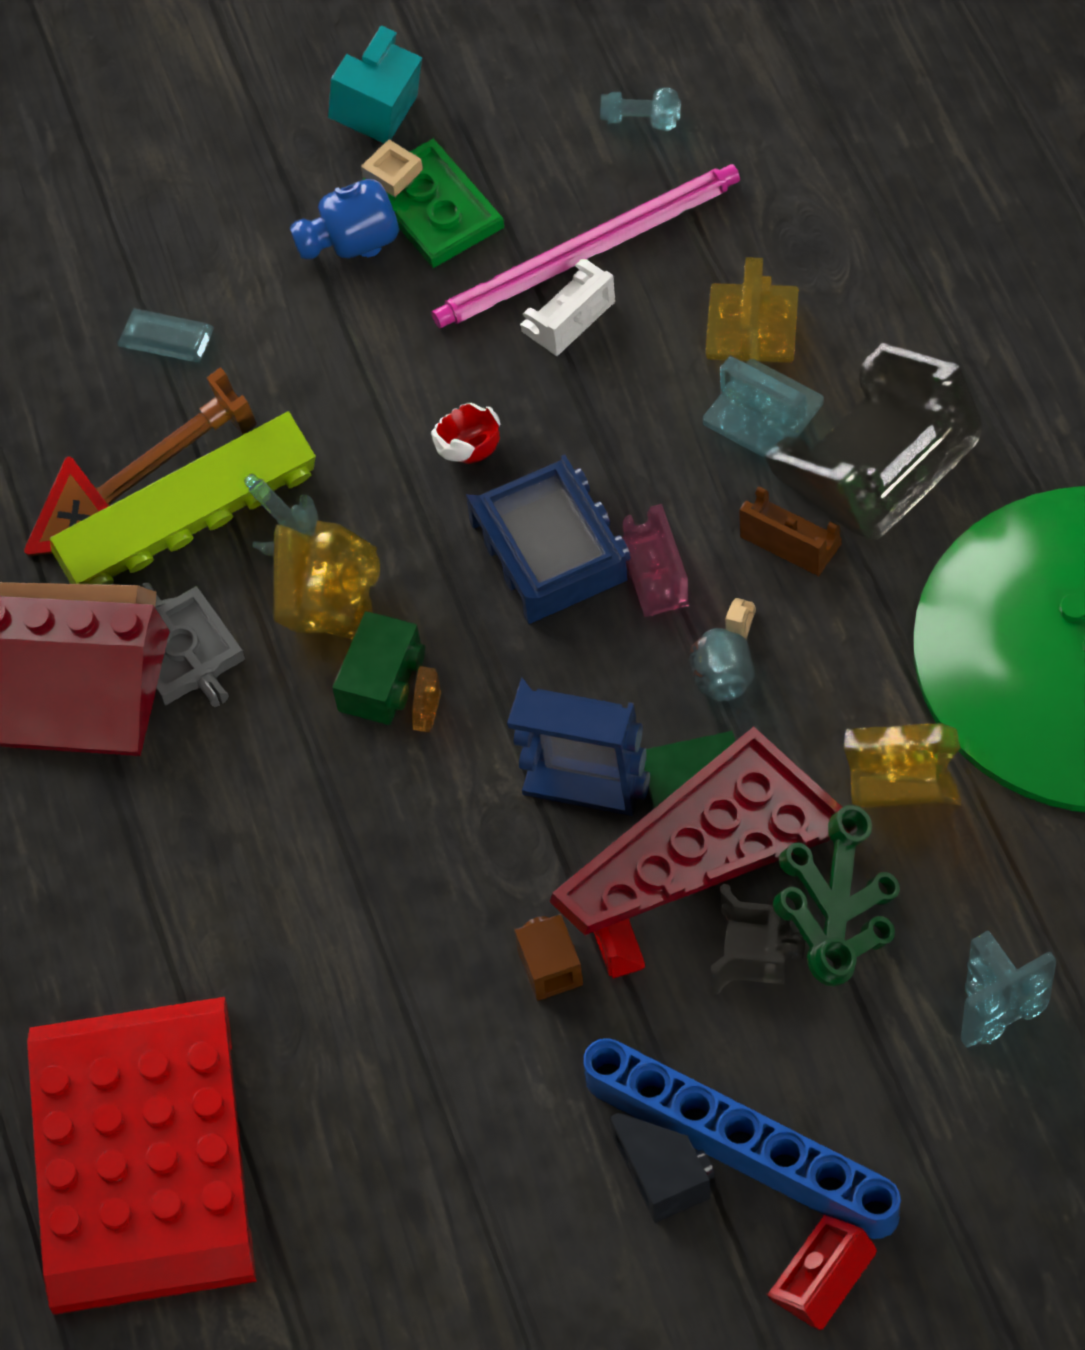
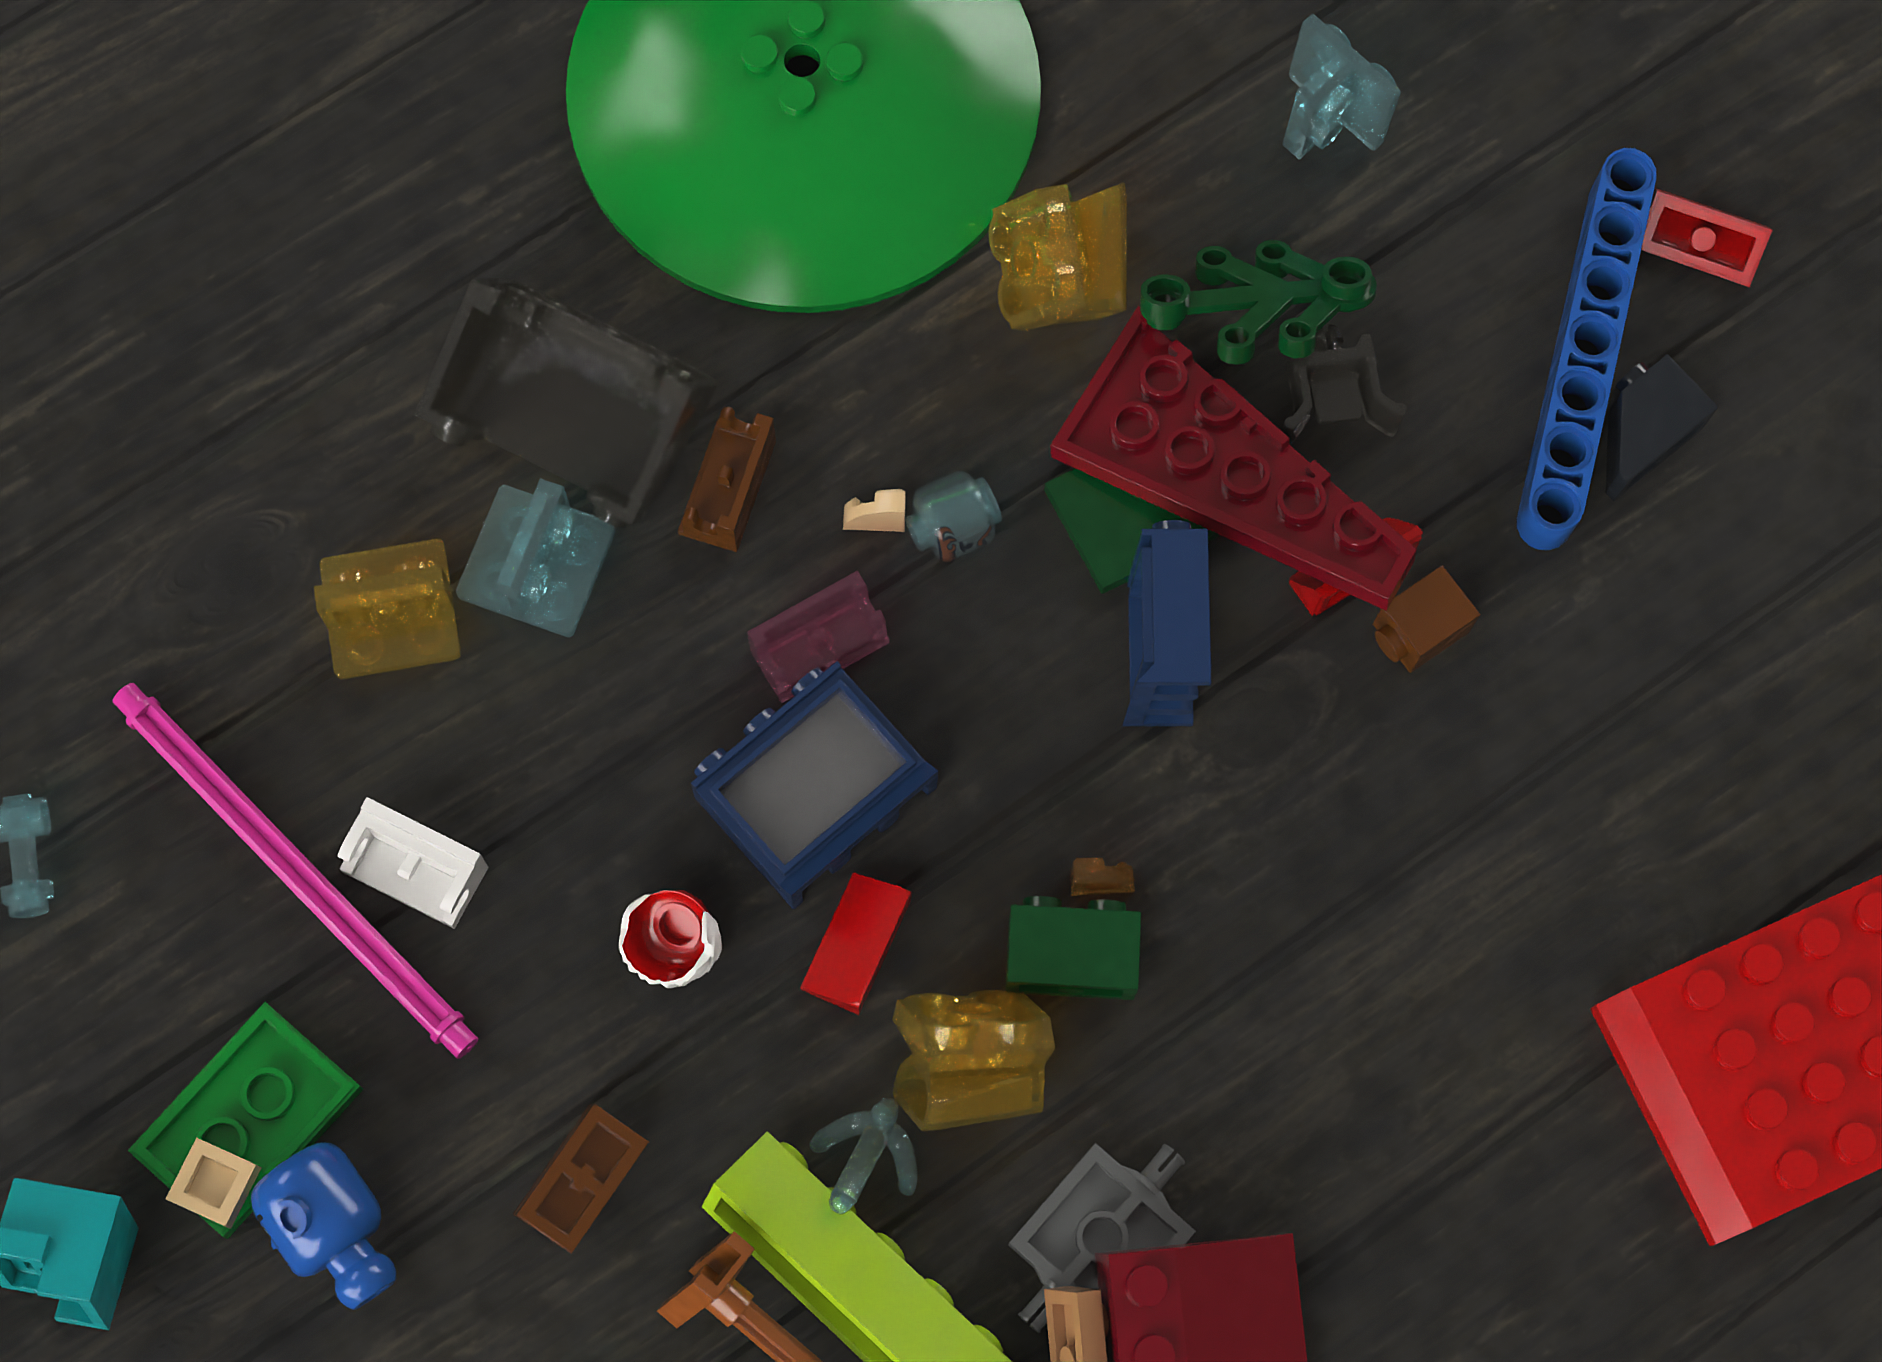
camera: 115 degrees left, 15 degrees up
(328, 357) = (580, 1177): none -> reddish brown hinge
(430, 549) = (856, 942): none -> red slope

